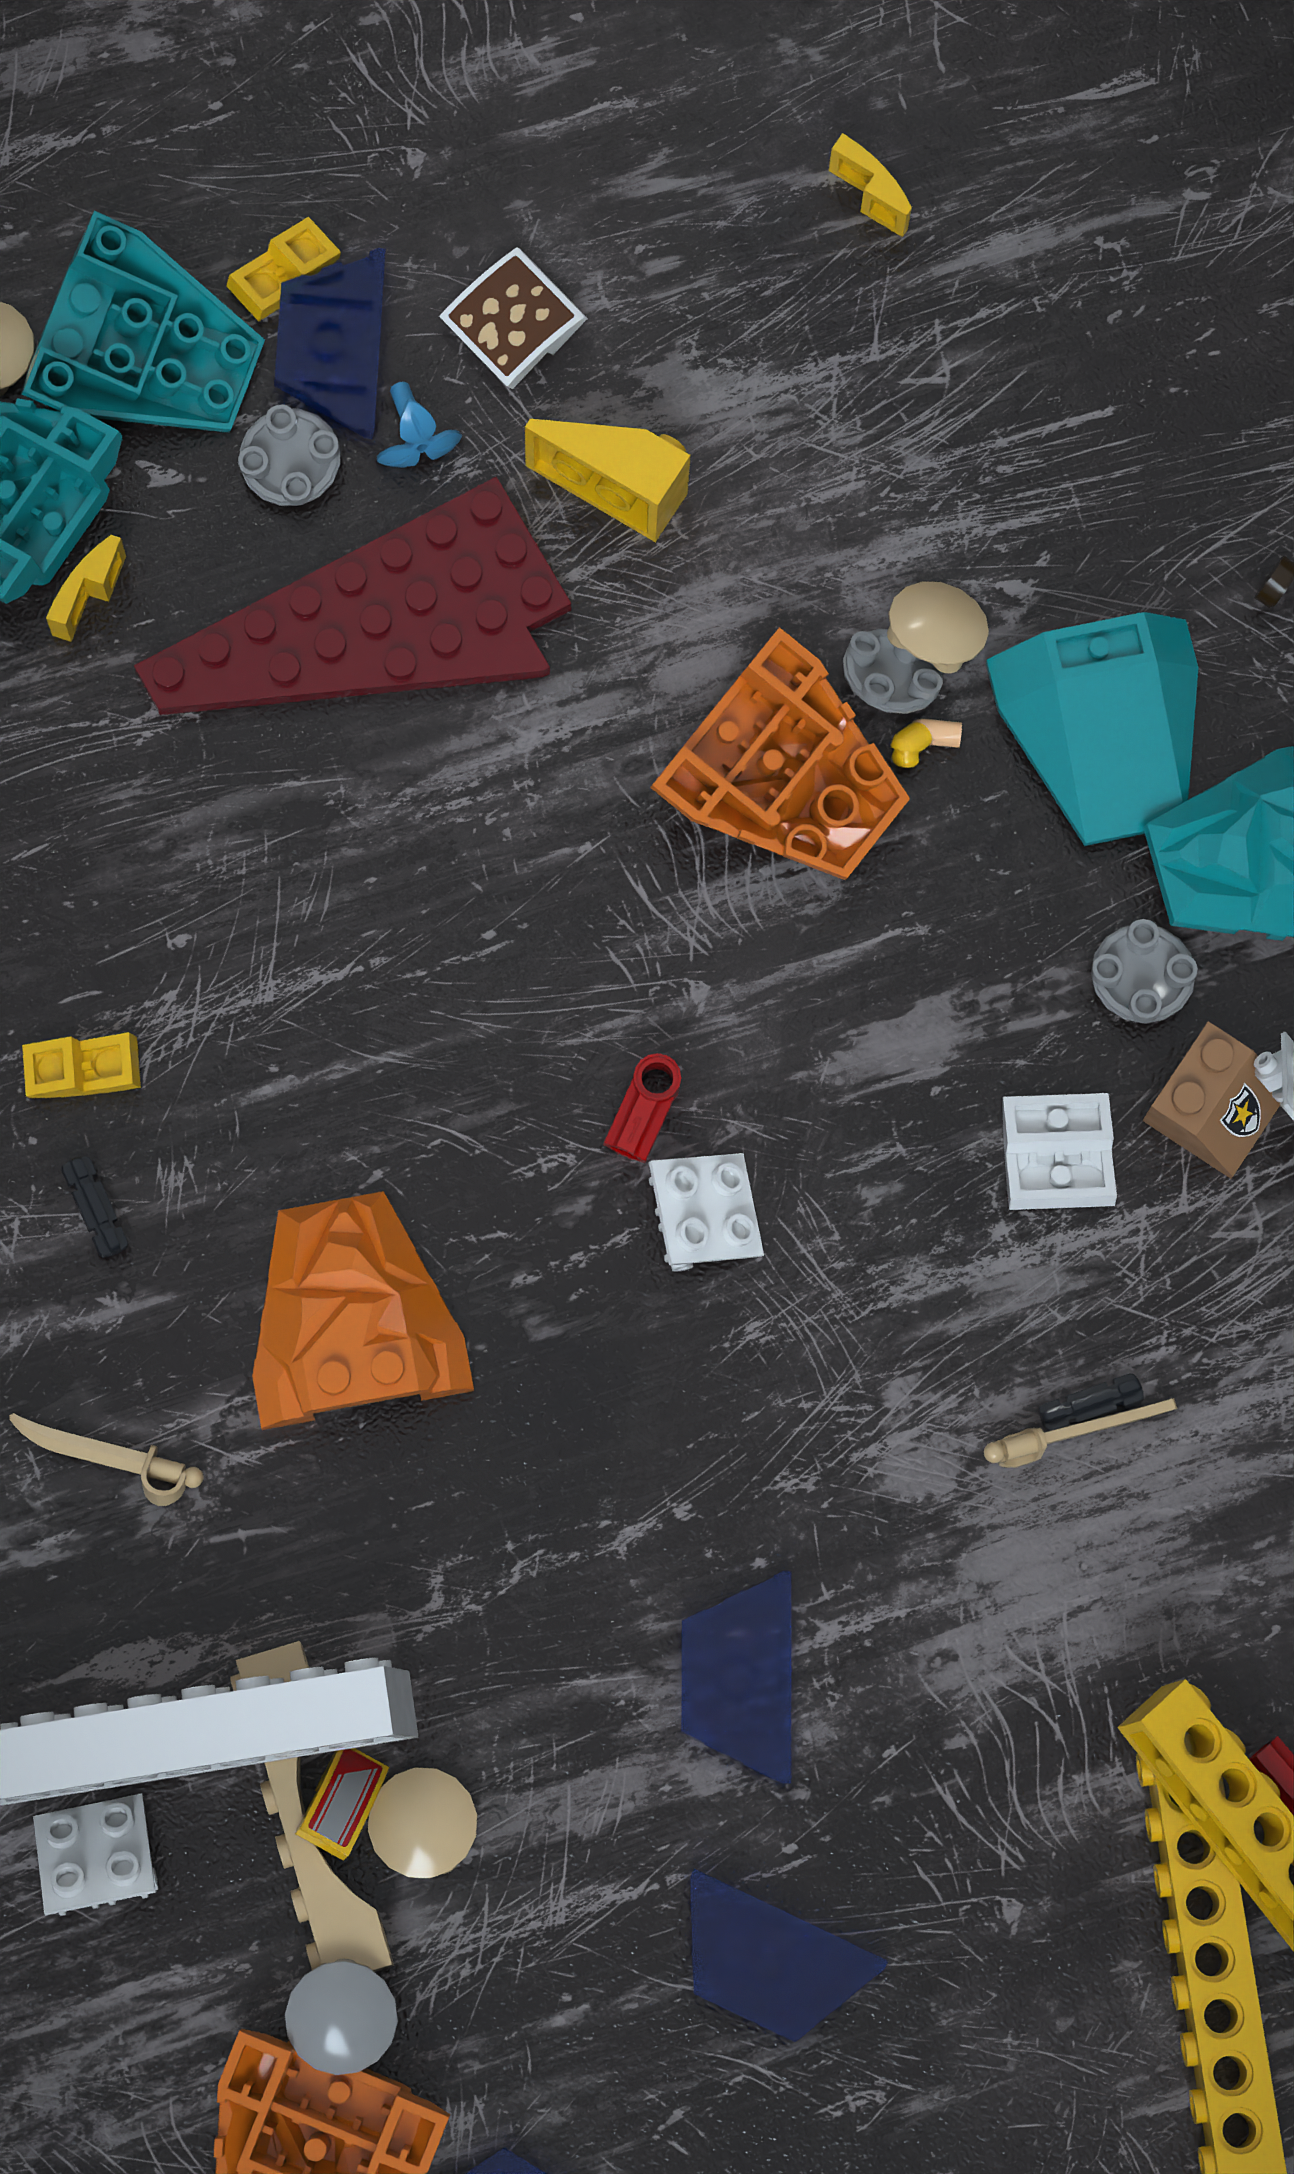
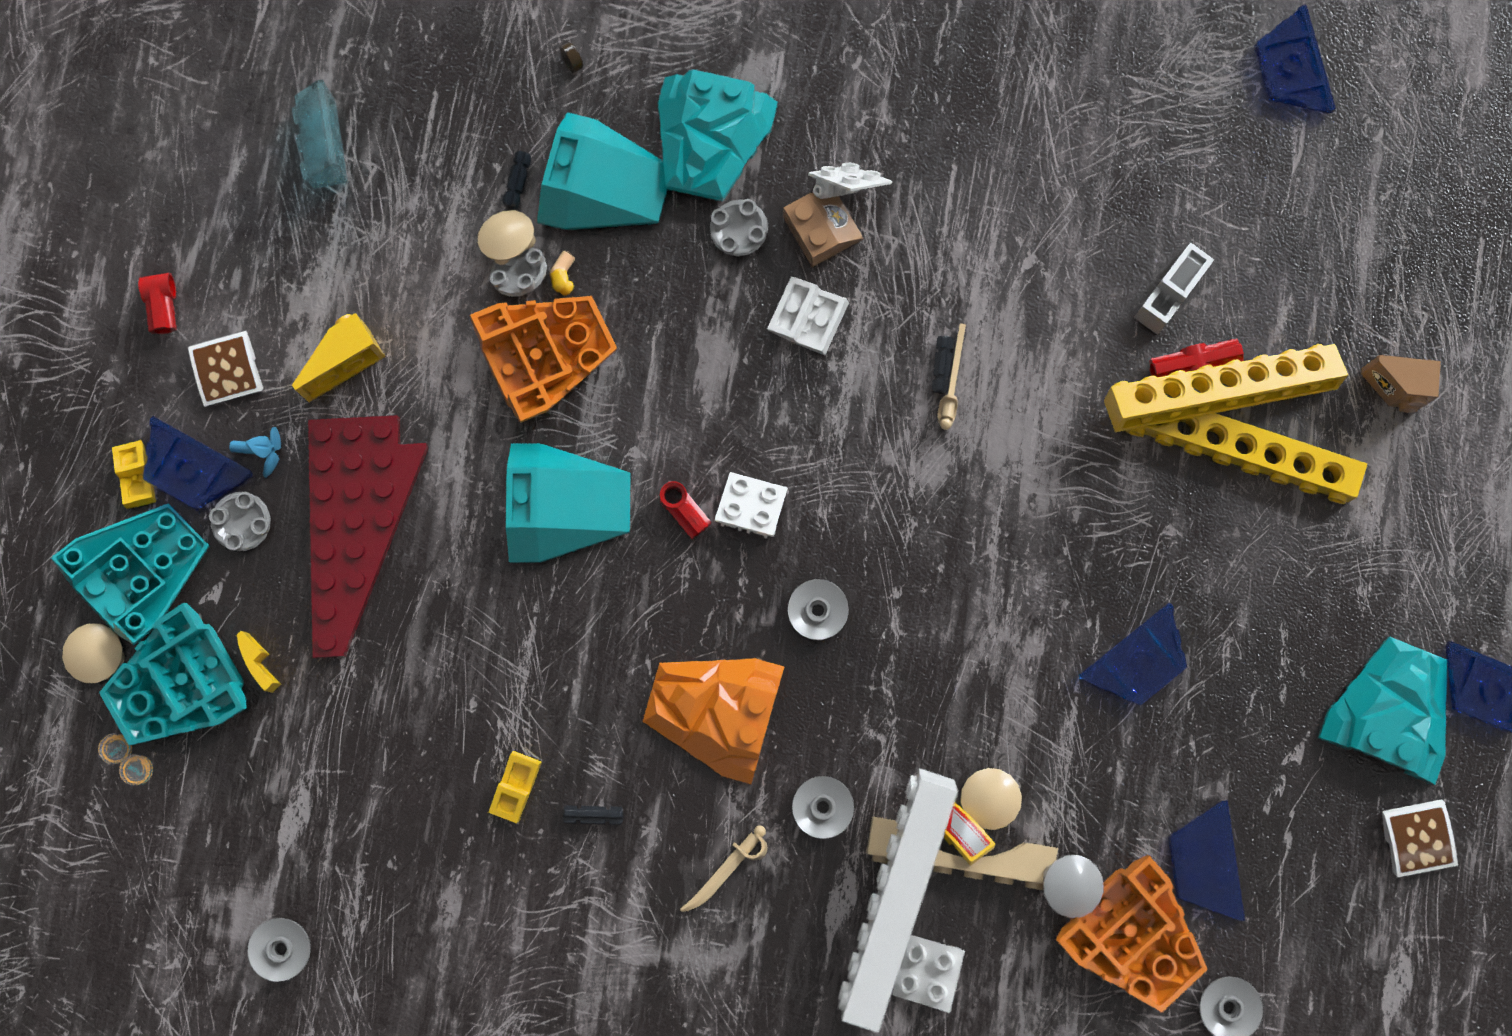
camera: 55 degrees left, 5 degrees up
(271, 1529) = (839, 812): none -> light grey dish
(559, 915) = (561, 503): none -> teal wedge
(575, 164) = (158, 295): none -> red piece
(590, 1368) = (818, 593): none -> light grey dish
(741, 1678) = (995, 604): clear blue wing -> none
(882, 195) = (261, 146): yellow slope -> none
(945, 273) = (319, 136): none -> clear light blue slope
(1037, 597) = (516, 179): none -> black axle

